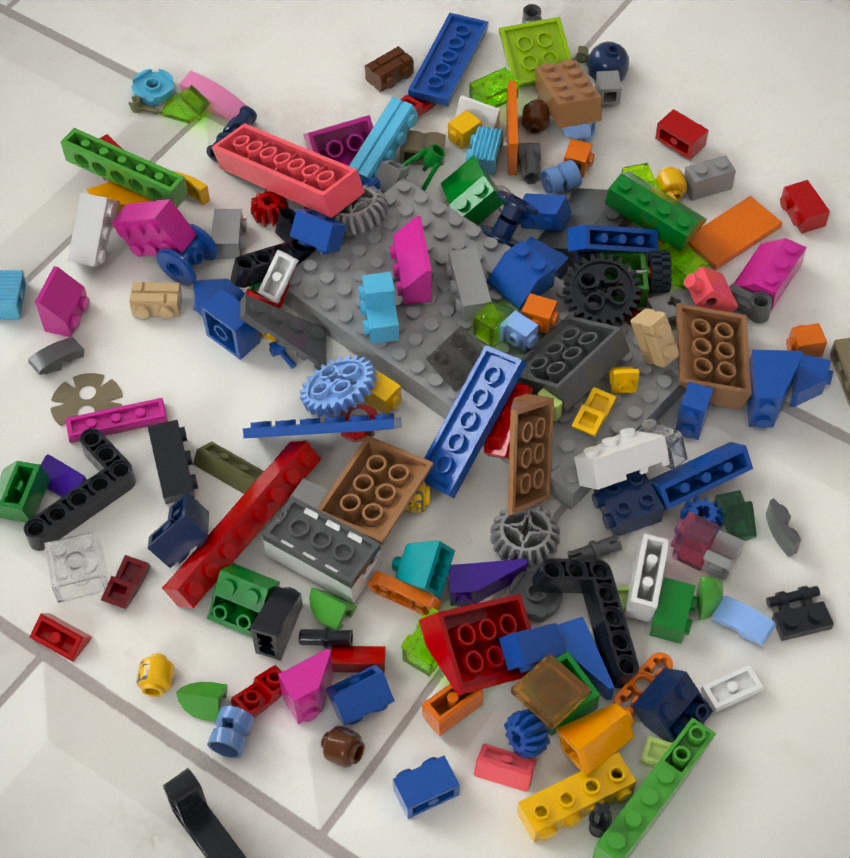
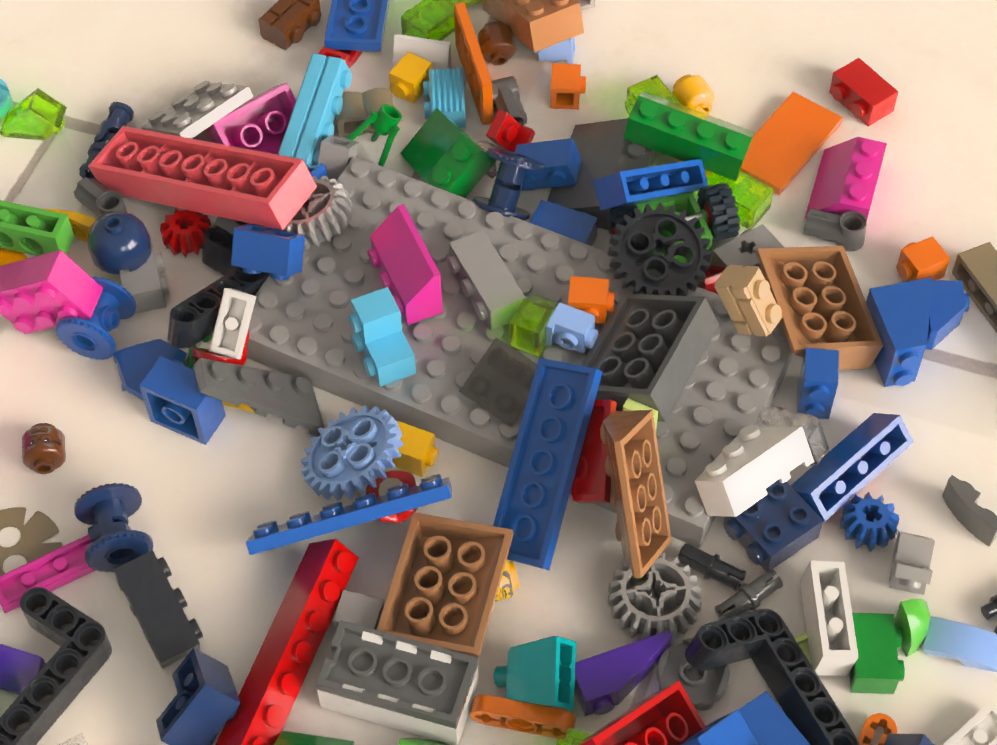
camera: 15 degrees left, 0 degrees up
(127, 337) = (43, 447): none -> reddish brown head
(156, 299) = (69, 388): tan brick -> none
(156, 389) = (111, 537): none -> dark blue hose
(216, 175) = (98, 198): none -> dark grey piece
(217, 204) = (119, 242): none -> dark blue cylinder
(221, 100) = (82, 102): bright pink slope -> none
(226, 466) = (233, 597): olive slope -> none
(276, 349) = (251, 420): blue hand -> none
(302, 123) = (199, 110): none -> light grey plate
(521, 273) = (550, 254): blue slope -> none
(522, 182) = (507, 132): none -> red bracket
(561, 178) = (554, 116): medium blue wheel -> none
(574, 523) = (711, 566): none -> black axle
(594, 412) = (698, 414): yellow slope -> none
(623, 379) = (724, 363): yellow bracket -> none
(681, 134) = (685, 30): red brick -> none
(693, 539) = (872, 554): clear pink brick -> none
(707, 286) = (783, 218): coral torso -> none
(709, 177) = (737, 78): light grey brick -> none
(737, 515) = (914, 506): clear green slope -> none

